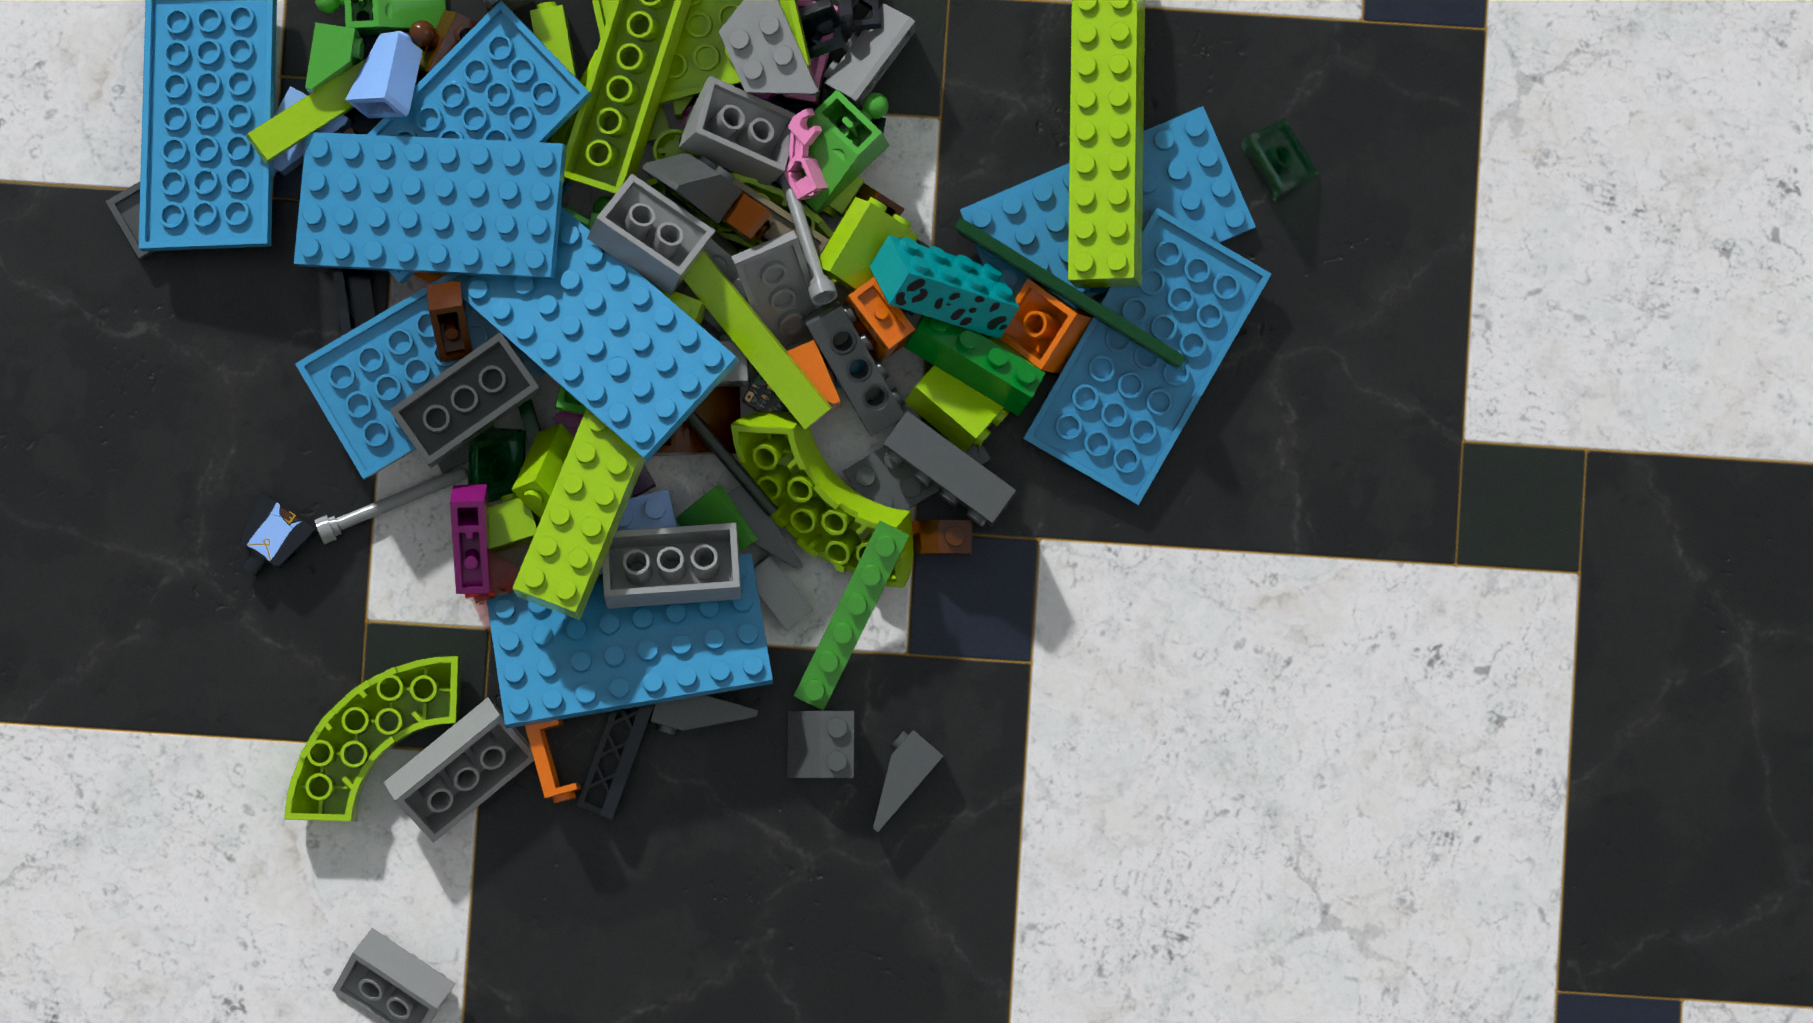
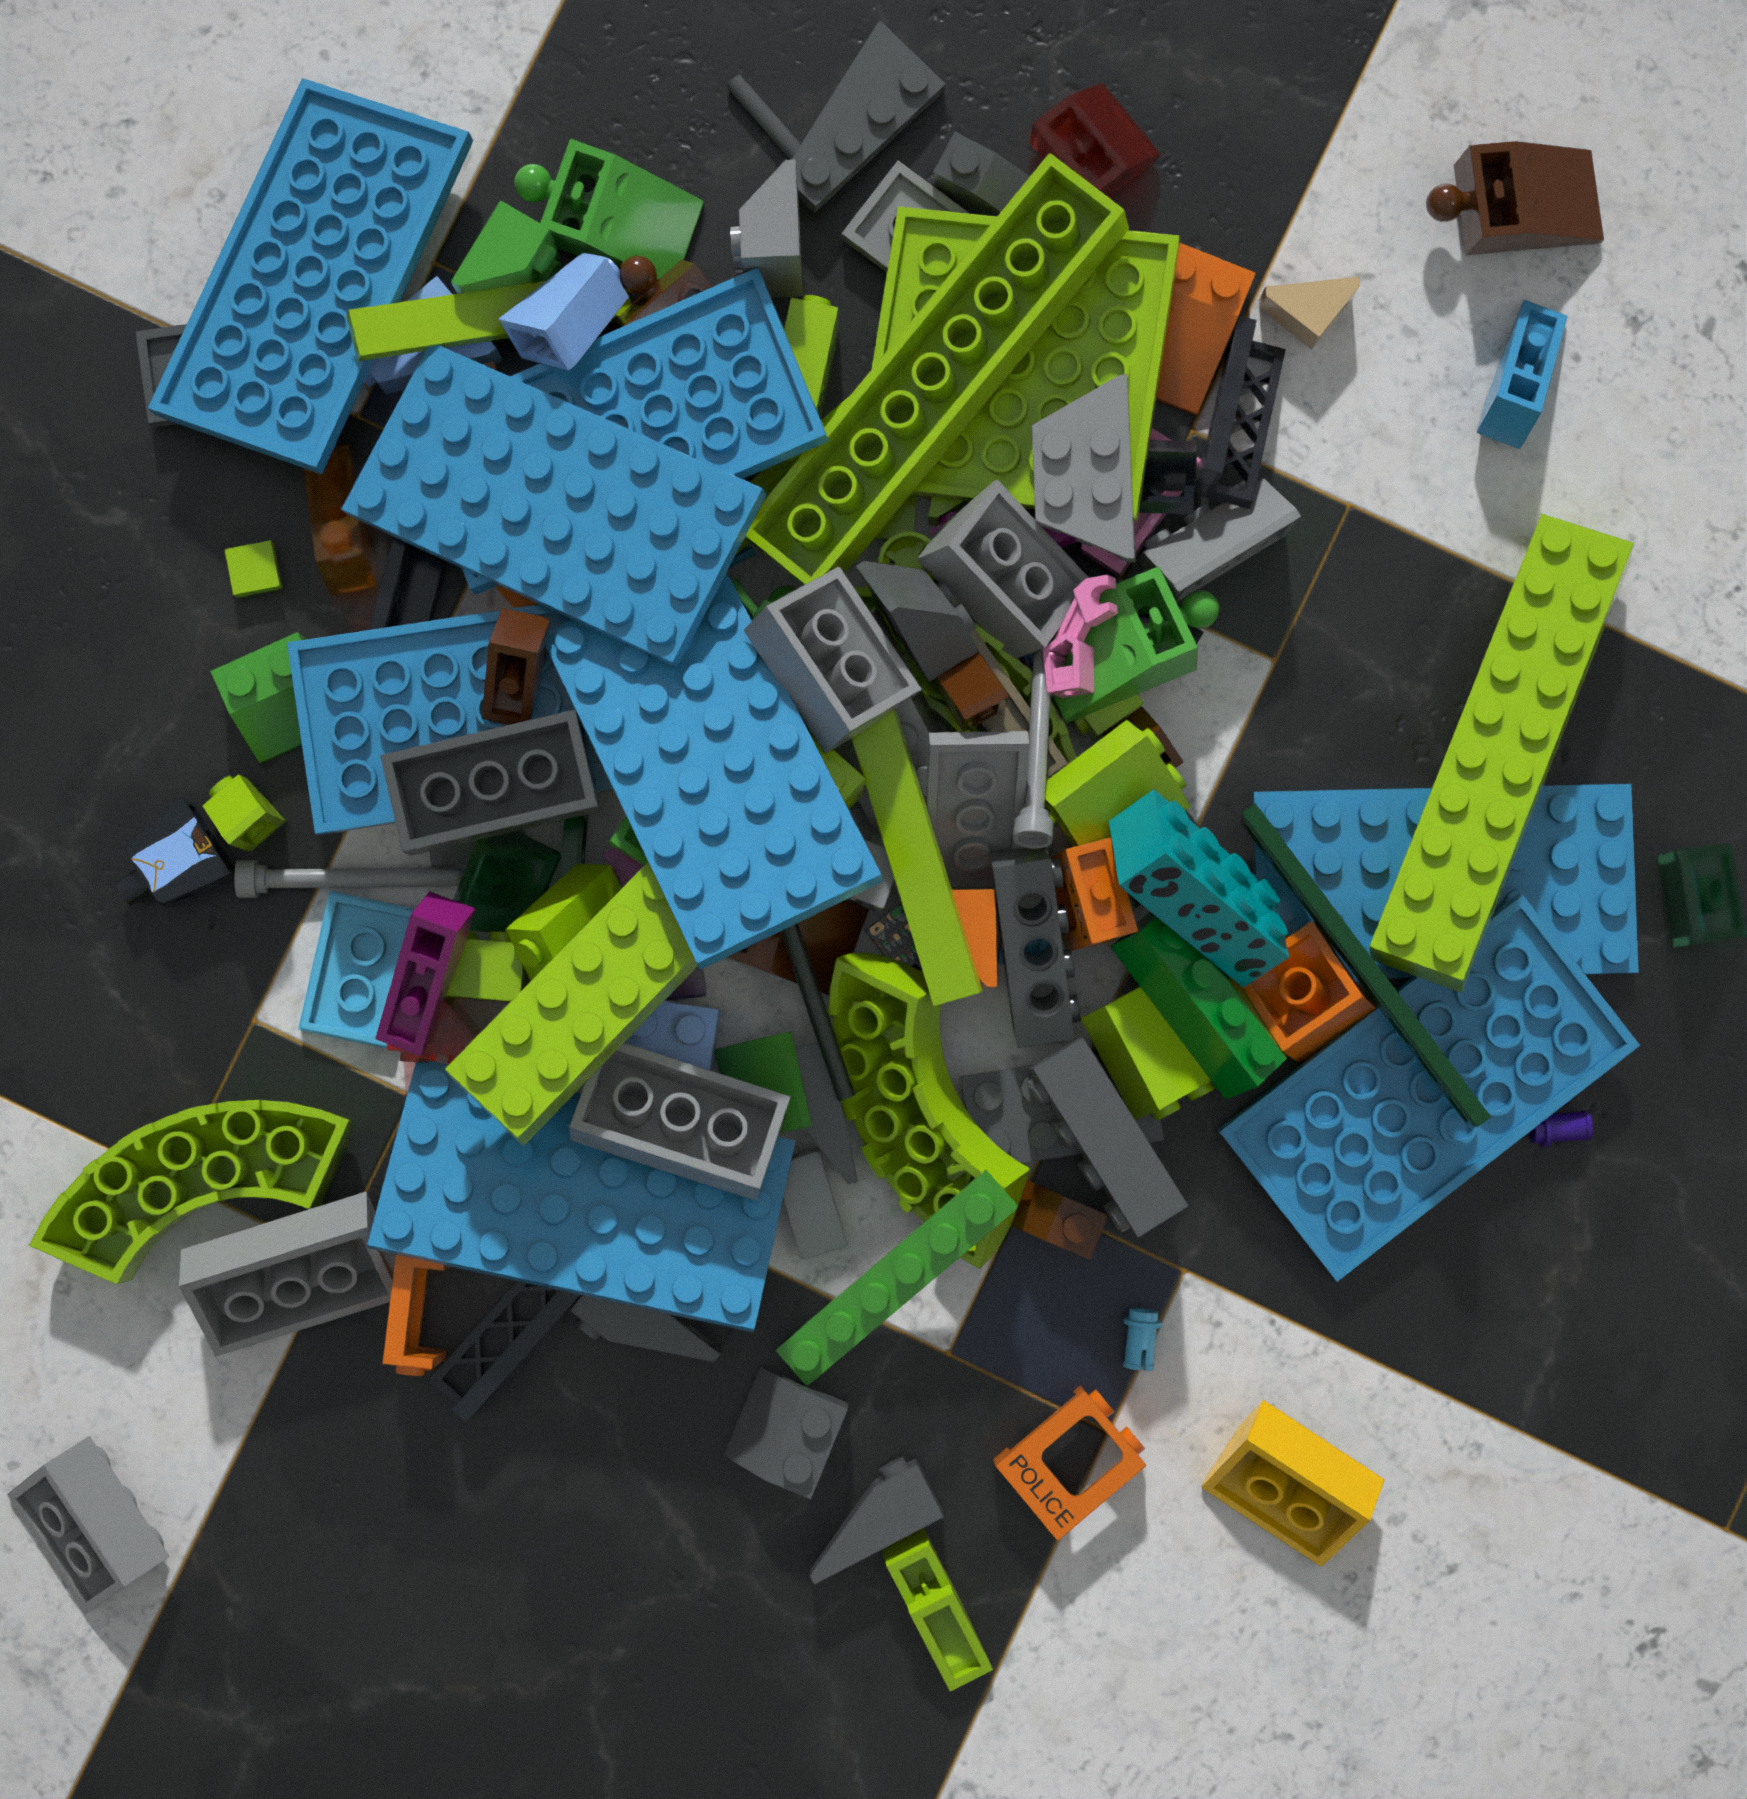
camera: 20 degrees right, 0 degrees up
(245, 326) = (253, 569): none -> lime tile
(291, 406) = (262, 699): none -> bright green slope
(294, 281) = (339, 540): none -> clear orange slope
(305, 486) = (242, 813): none -> lime slope
(422, 559) = (353, 968): none -> medium azure tile
(964, 819) = (936, 1609): none -> lime slope
(1000, 713) = (1039, 1486): none -> orange window
(1027, 593) = (1141, 1338): none -> medium azure pin
(1161, 646) = (1294, 1484): none -> yellow slope
(1245, 347) = (1563, 1127): none -> dark purple pin

